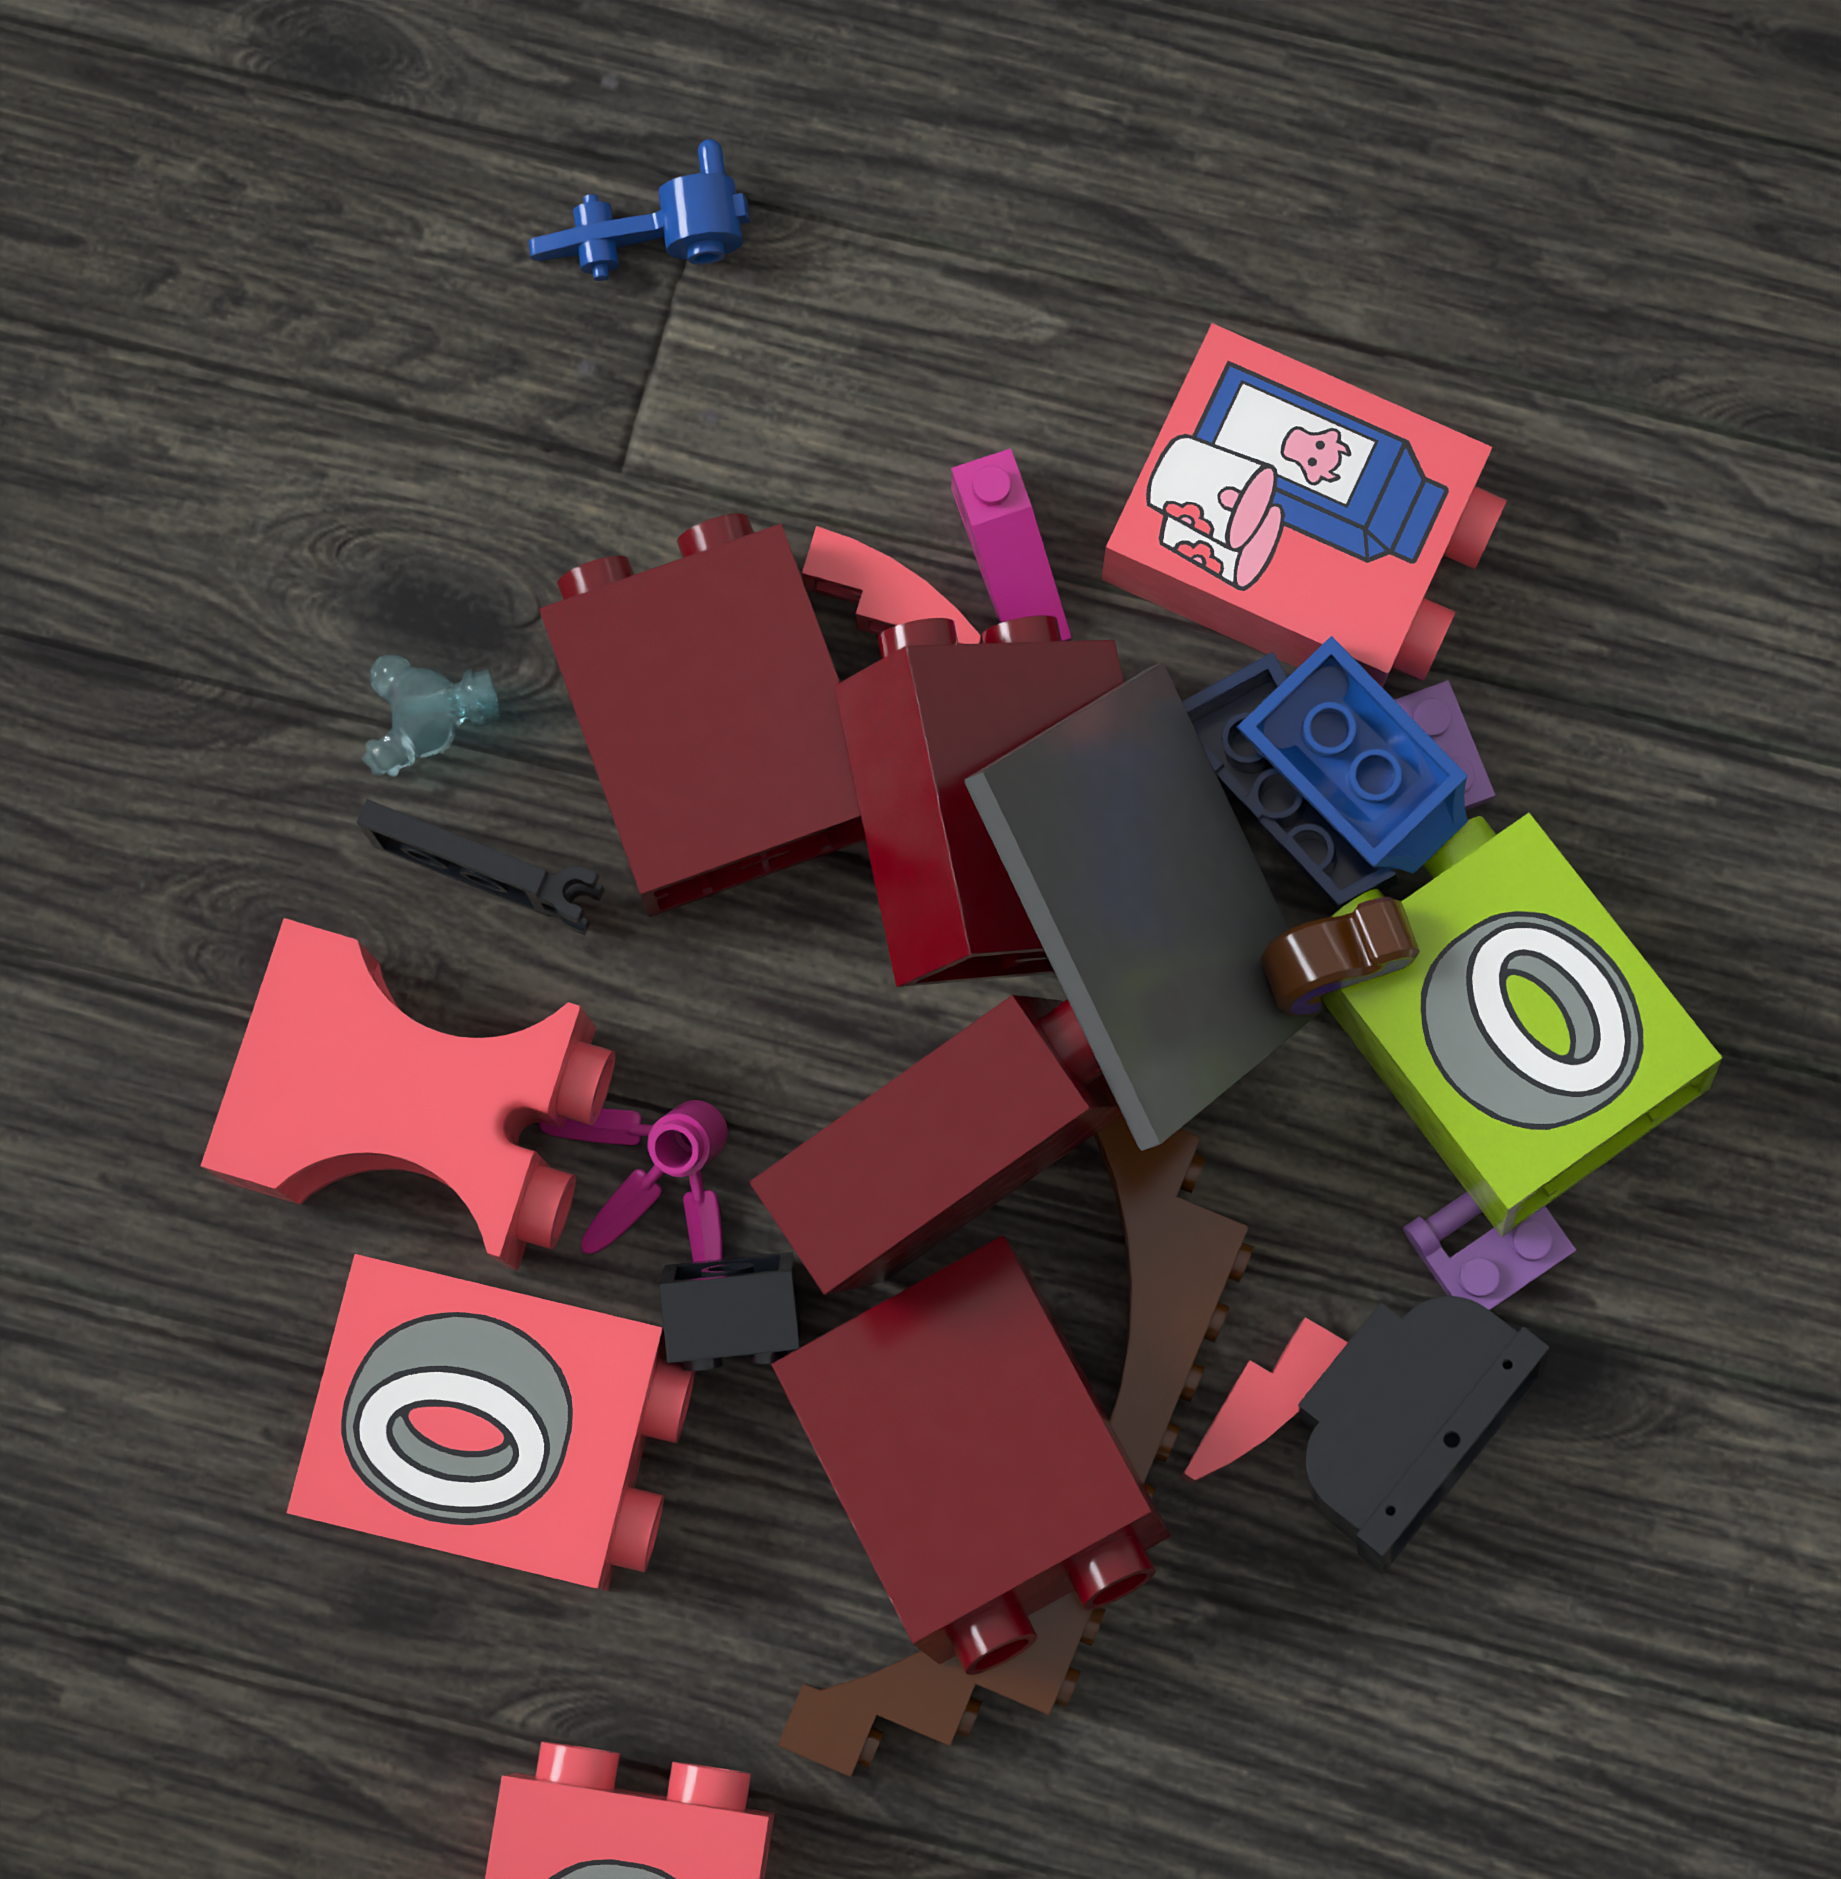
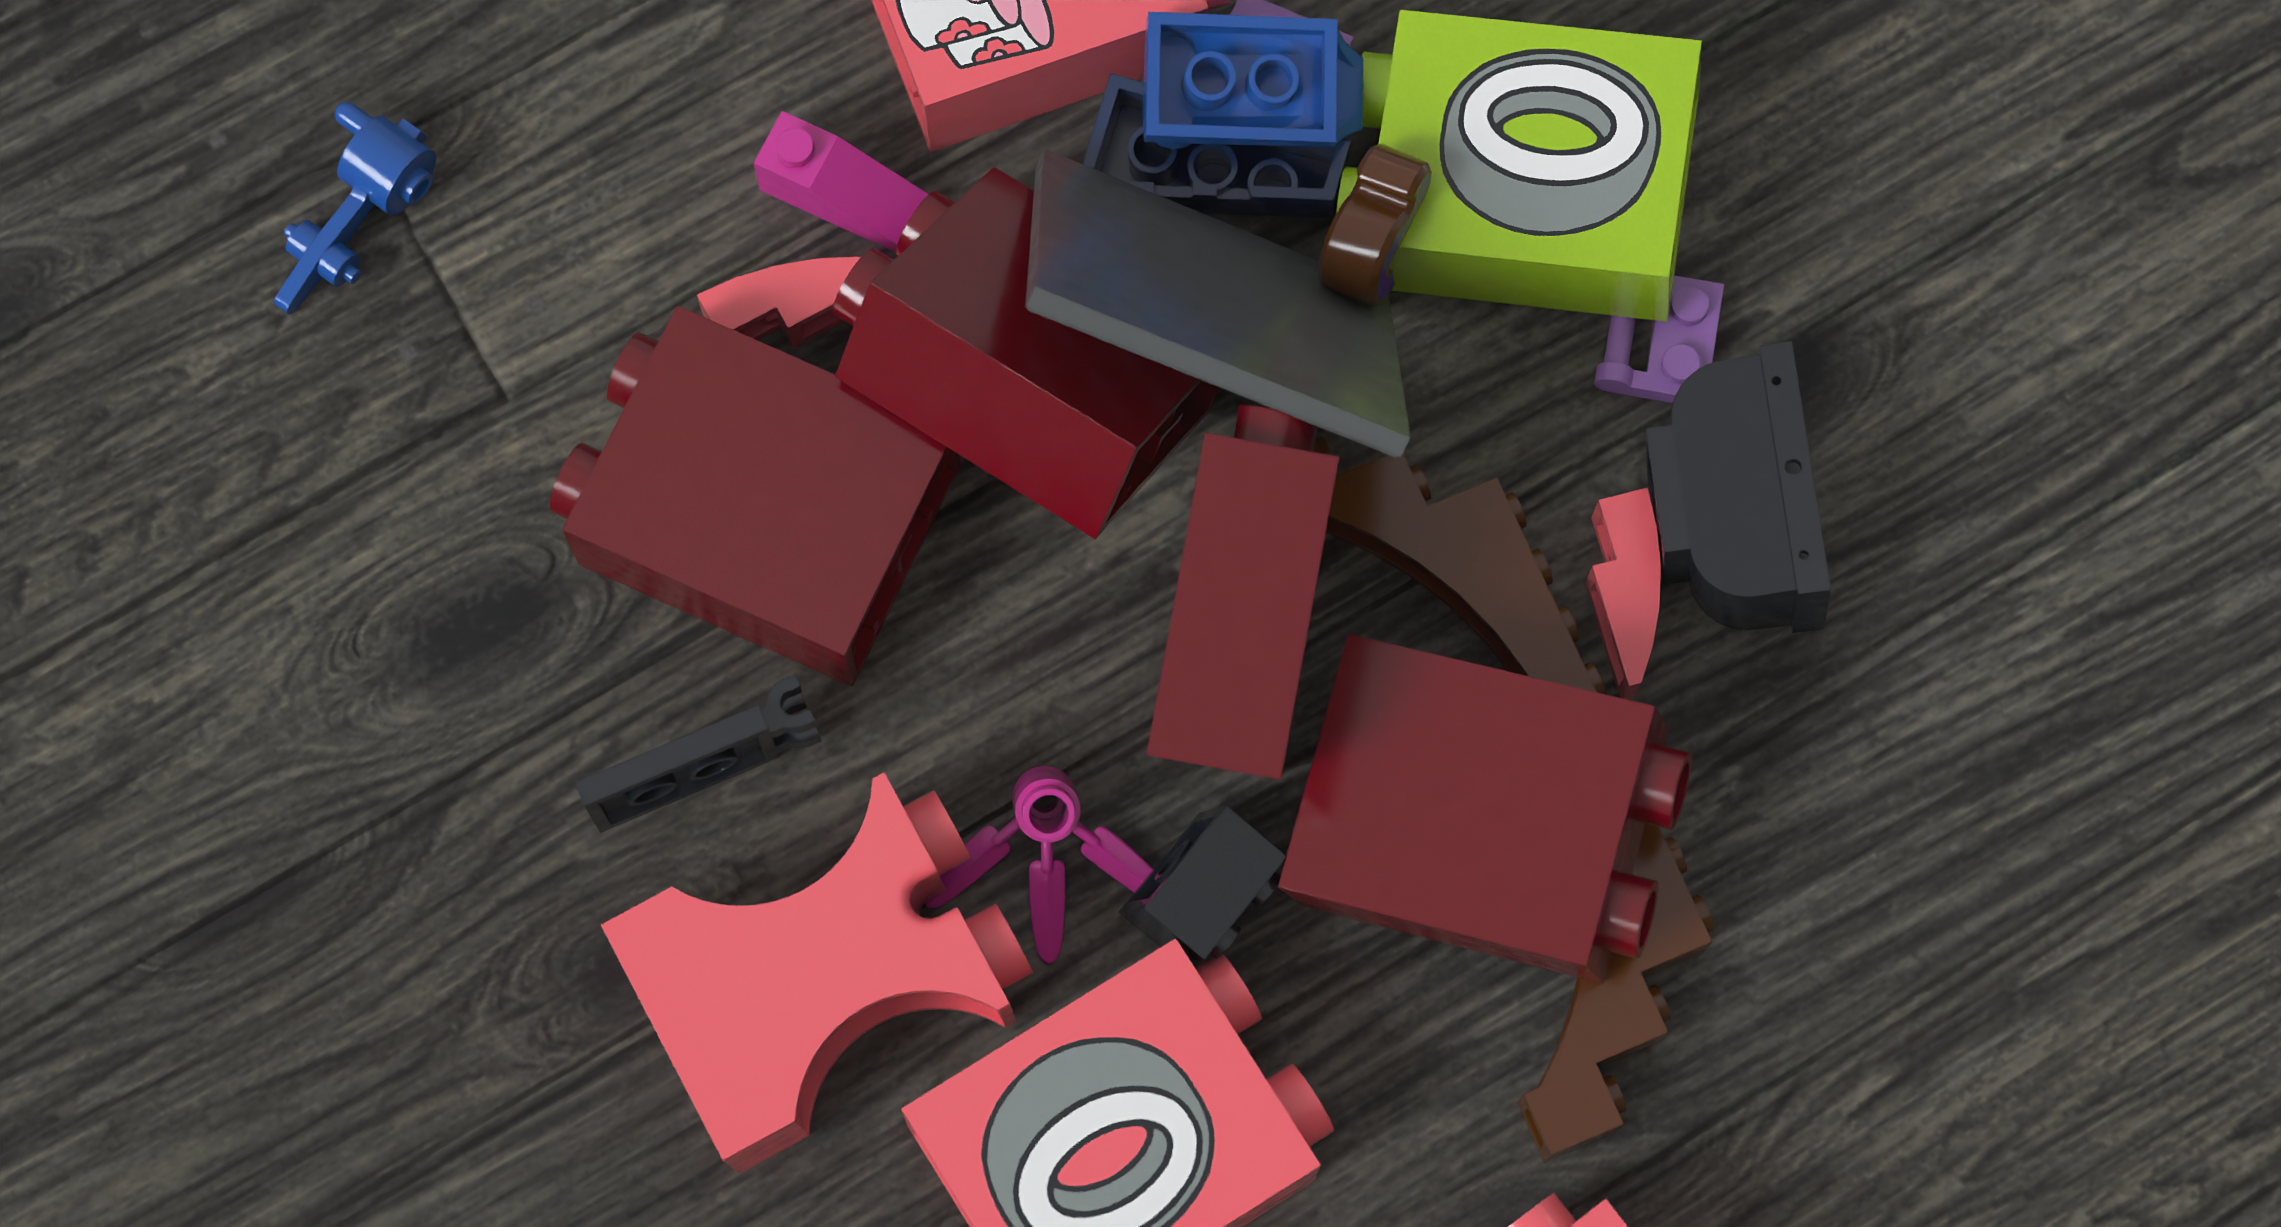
camera: 50 degrees left, 5 degrees down
(425, 711) = (541, 696): clear light blue animal -> none

